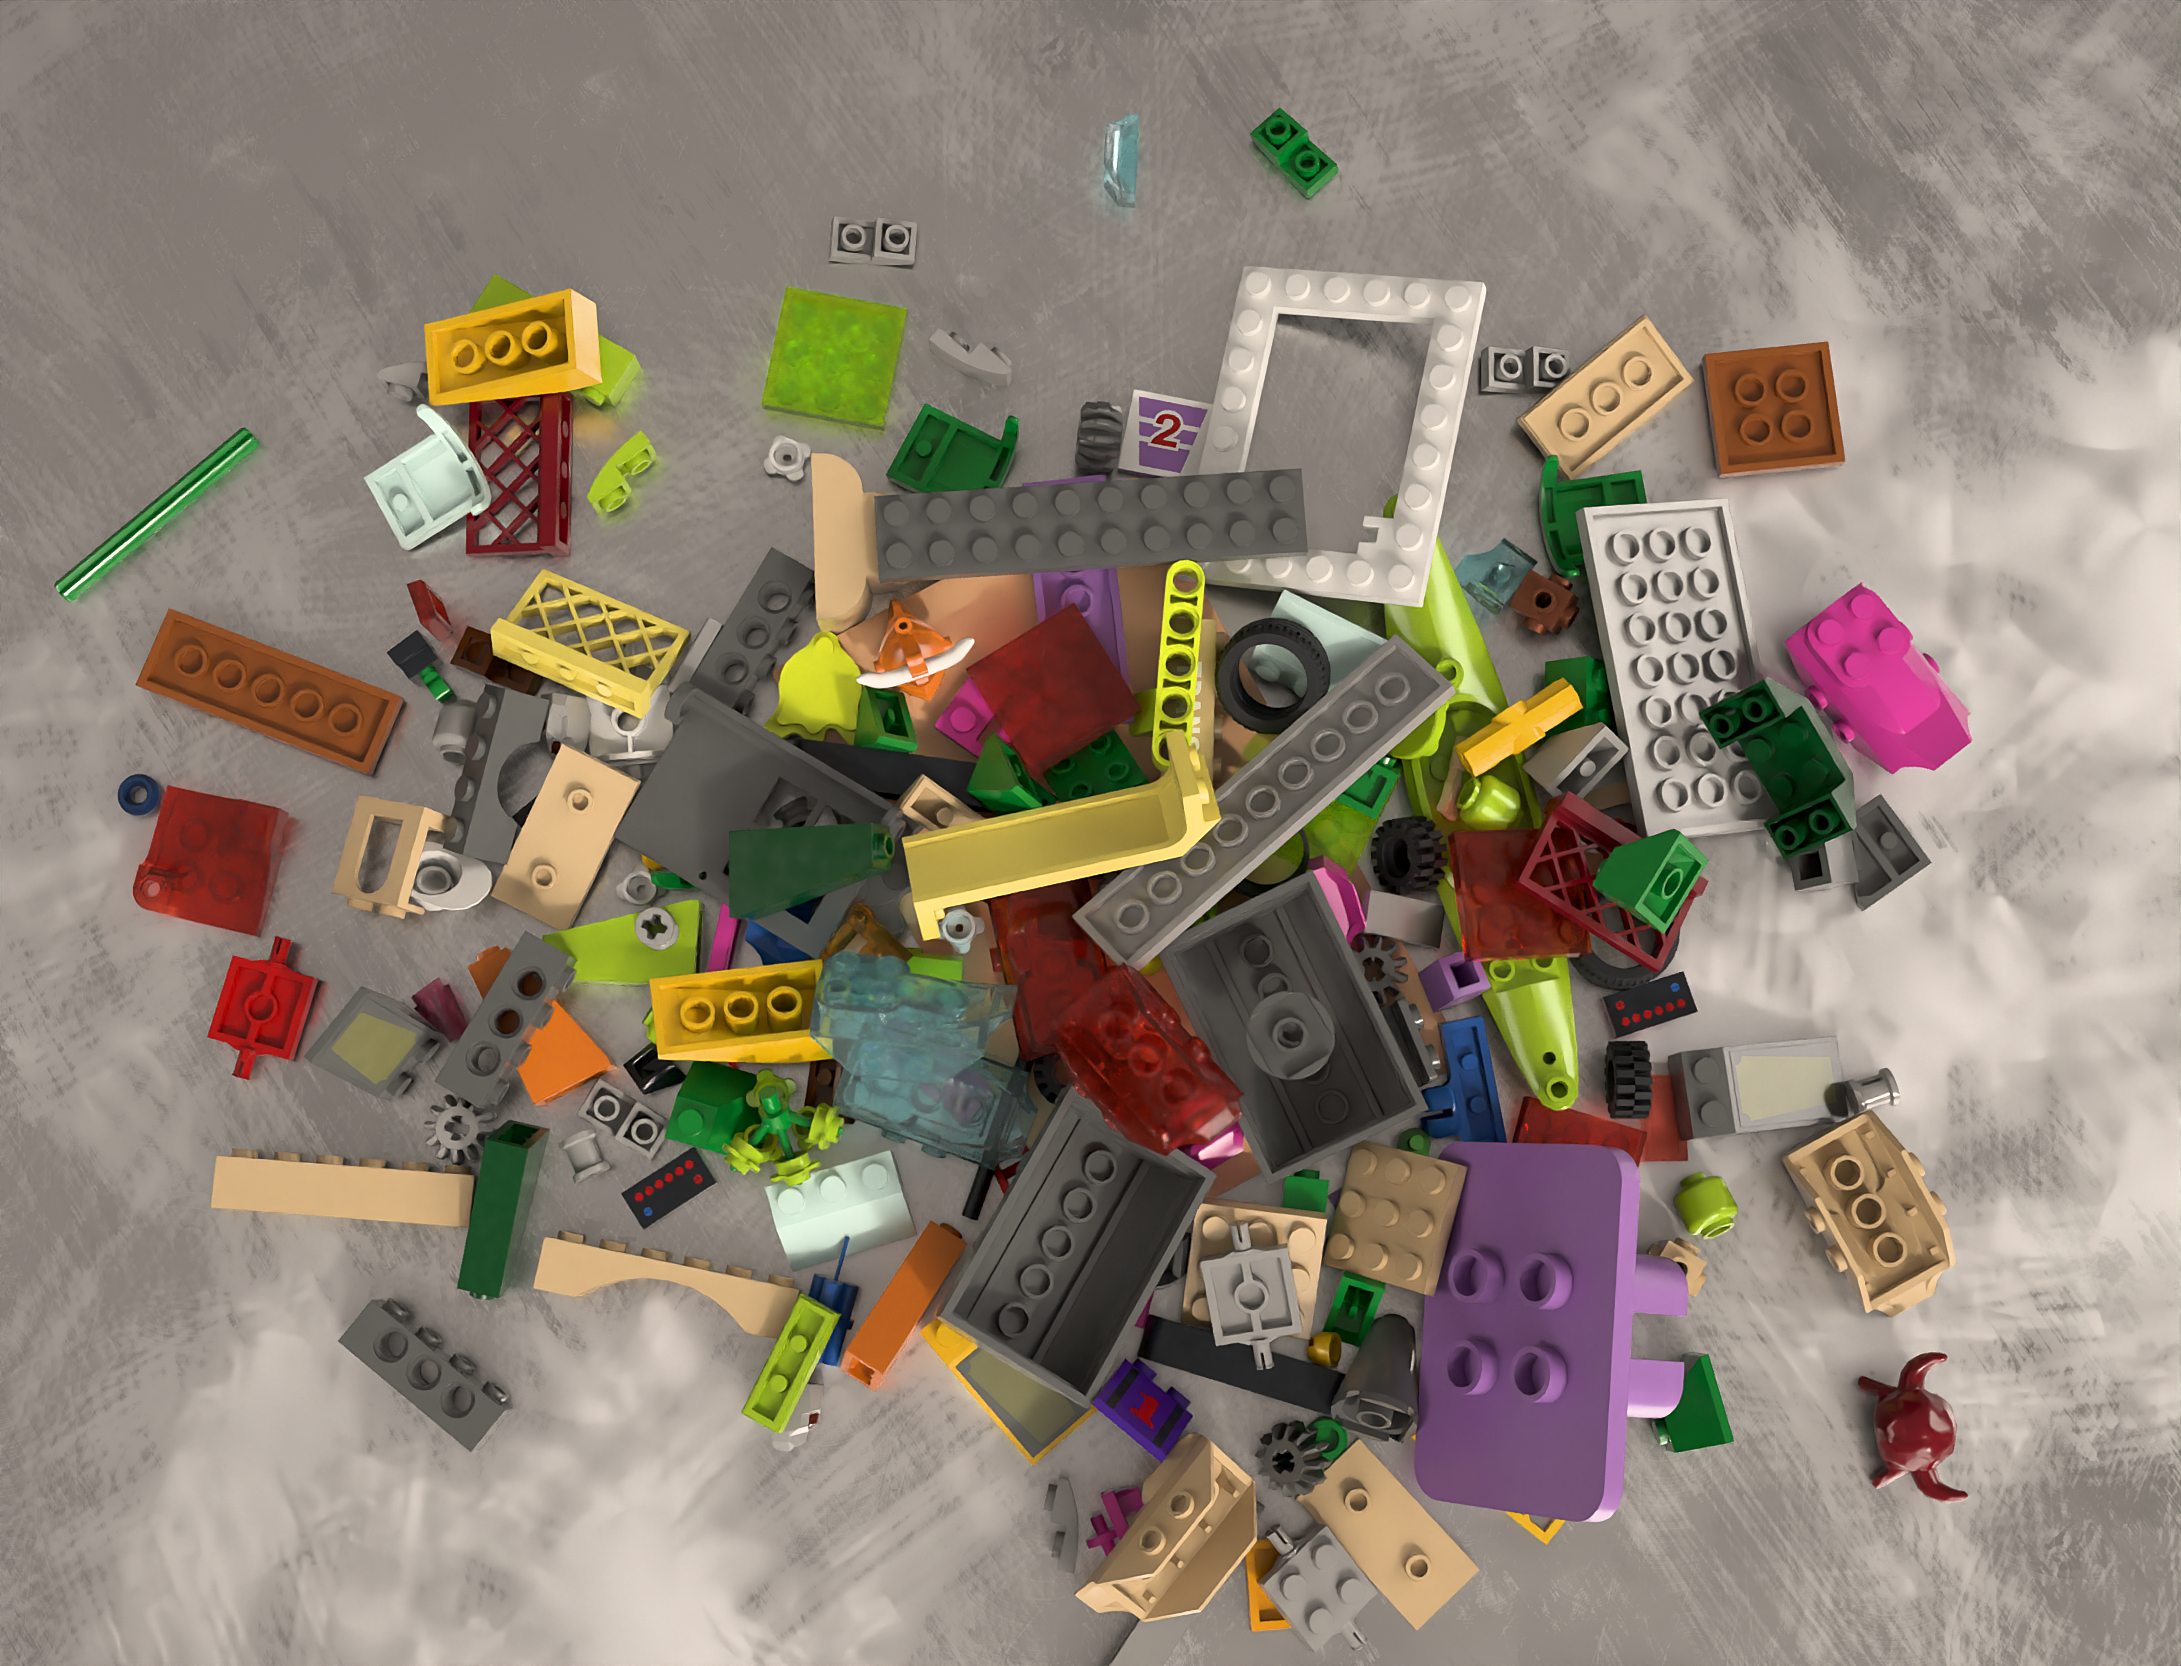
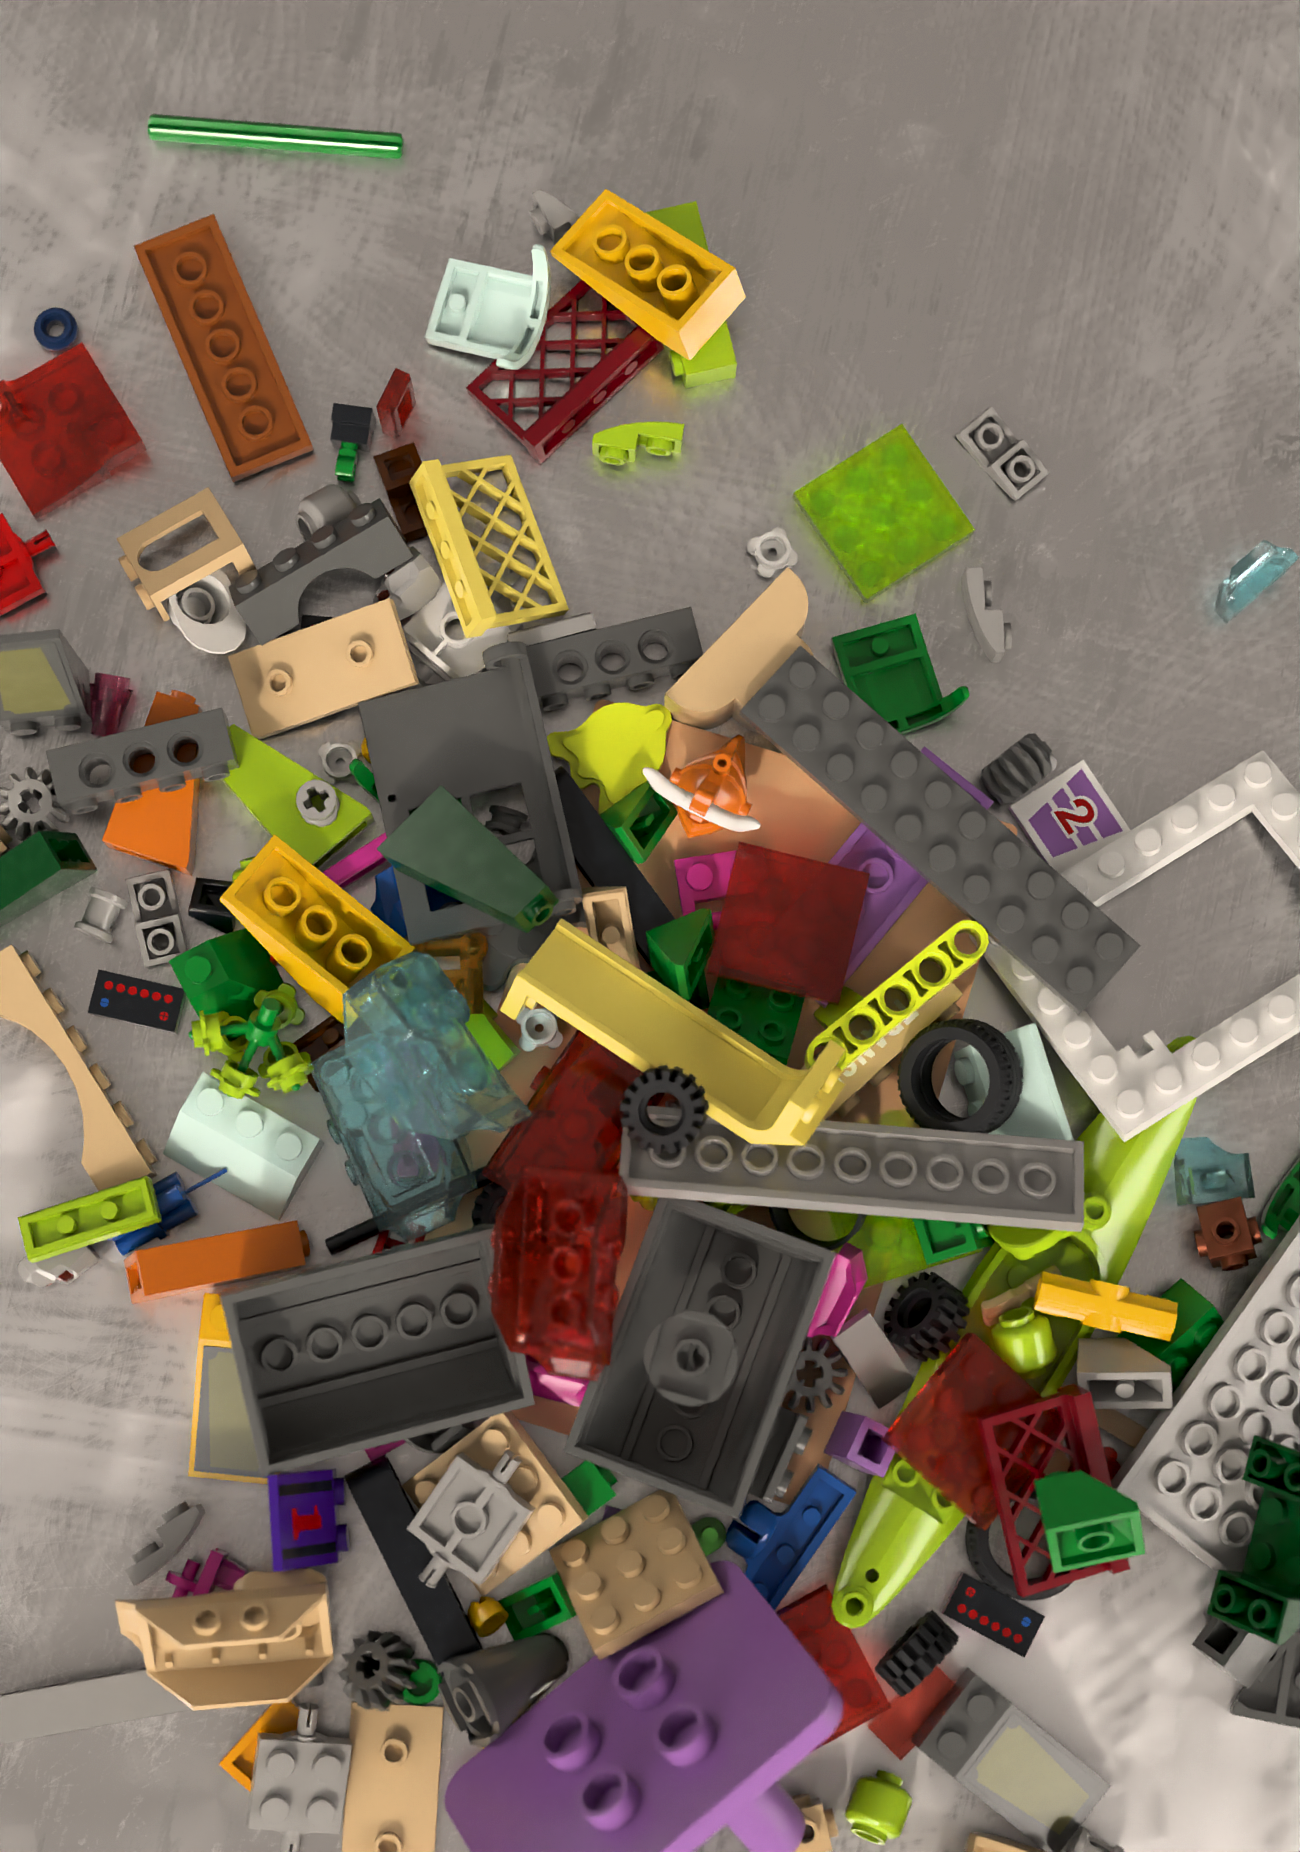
camera: 40 degrees right, 0 degrees up
(1104, 917) = (644, 1129): none -> black tyre

